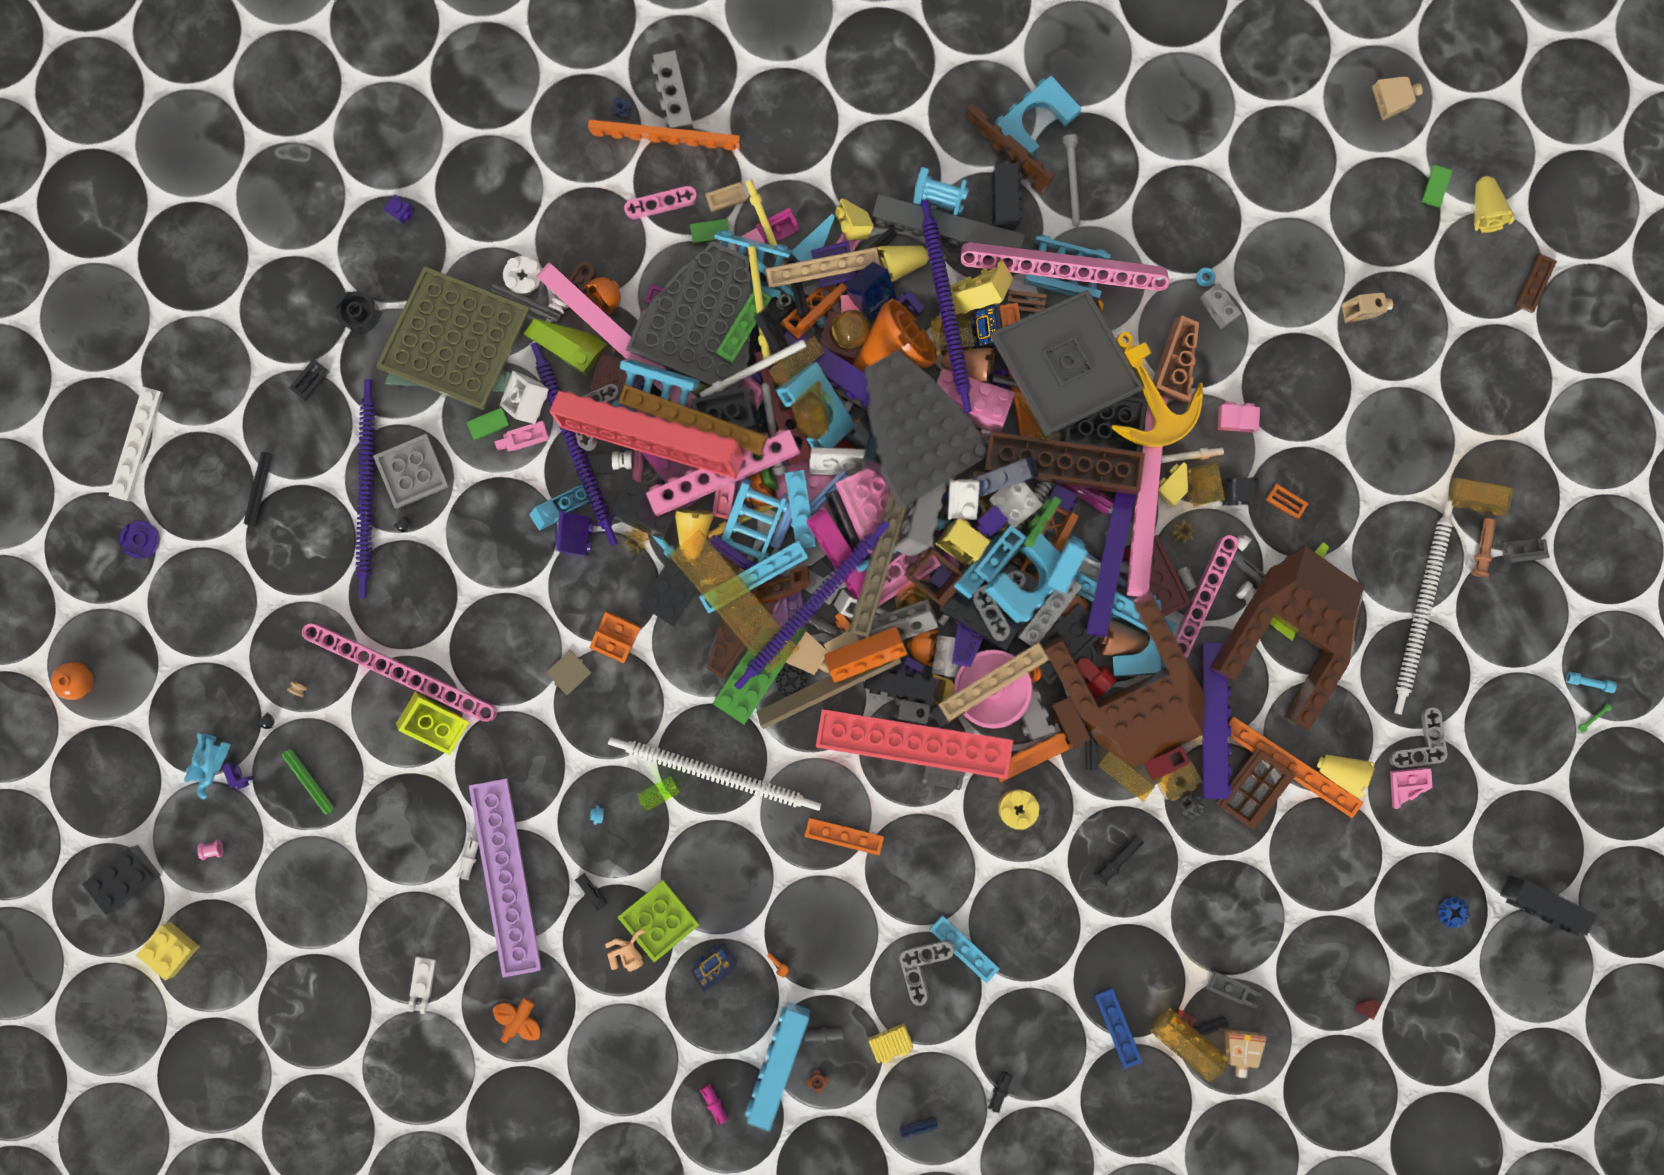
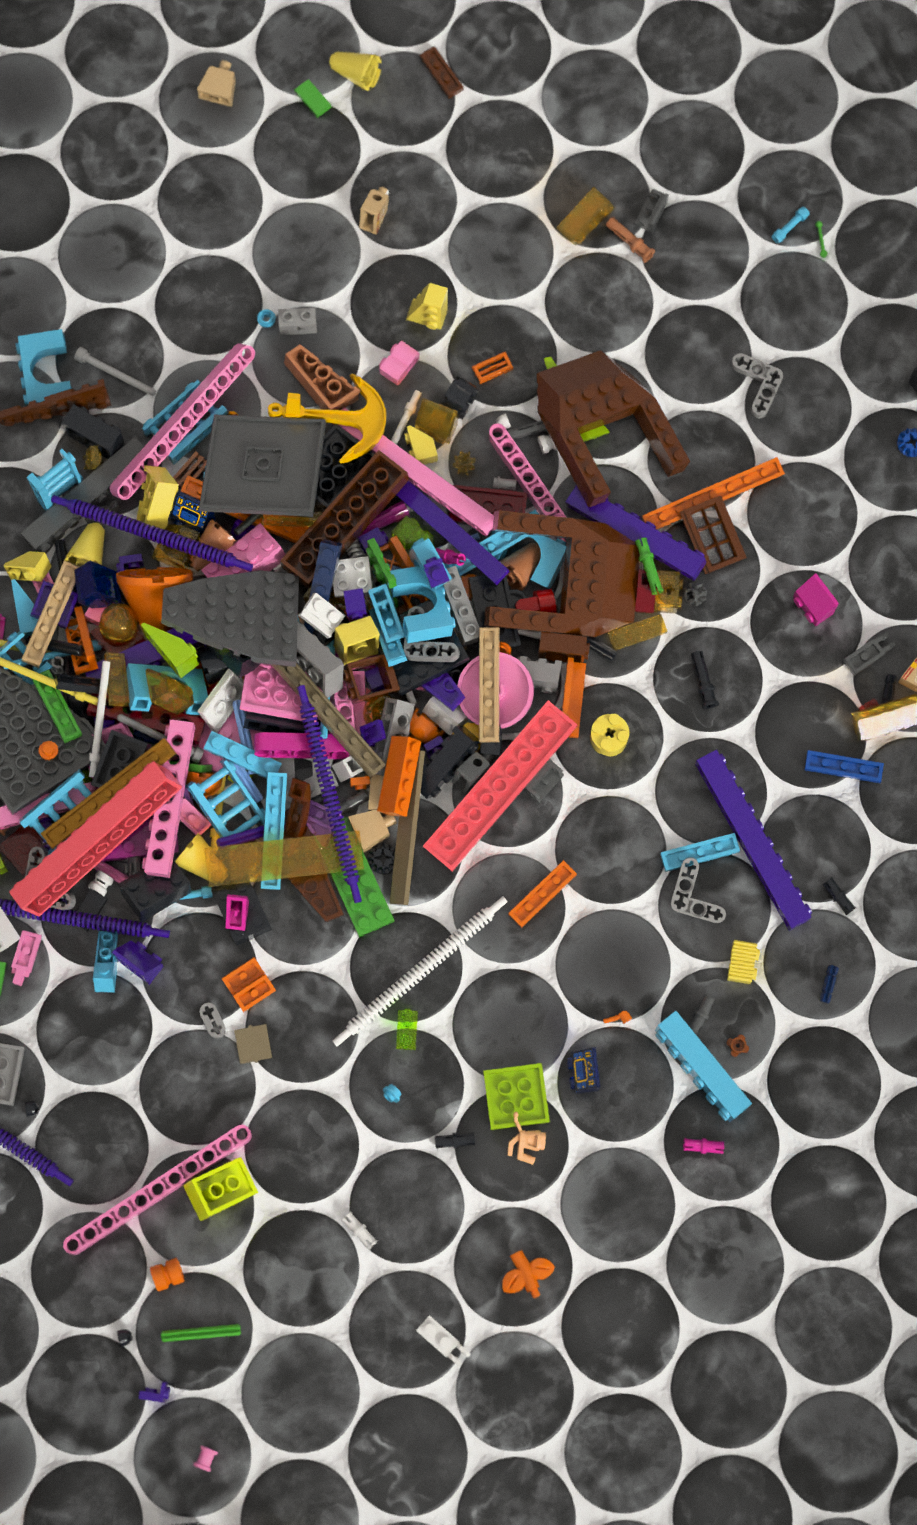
camera: 60 degrees left, 10 degrees down
(206, 762) = (121, 1405): medium azure animal -> none
(297, 689) = (113, 1291): tan bush -> none
(335, 724) = (167, 1274): none -> orange wheel
(505, 877) = (395, 1207): lavender plate -> none
(563, 624) = (208, 1023): none -> light grey beam
(640, 544) = (176, 909): clear yellow gear -> none
(662, 591) = (236, 912): none -> dark pink slope
(699, 344) = (48, 750): none -> orange plate
(849, 399) = (174, 650): none -> lime slope
(889, 607) = (373, 732): none -> dark purple bracket
(982, 211) = (92, 457): none -> clear yellow plate
(1003, 988) = (753, 840): none -> dark purple brick
(1060, 577) = (435, 572): none -> dark purple bracket
(1087, 575) = (450, 557): none -> dark pink pin
(1088, 528) = (409, 532): none -> clear neon green slope
(1189, 754) = (646, 558): none -> bright green pin
(1252, 916) = (815, 600): none -> dark pink slope
(1306, 412) = (430, 307): none -> light yellow wedge
(1347, 773) = (744, 454): light yellow cone -> none
(1408, 784) = (785, 413): bright pink wing -> none
(1442, 535) = (648, 314): white hose -> none

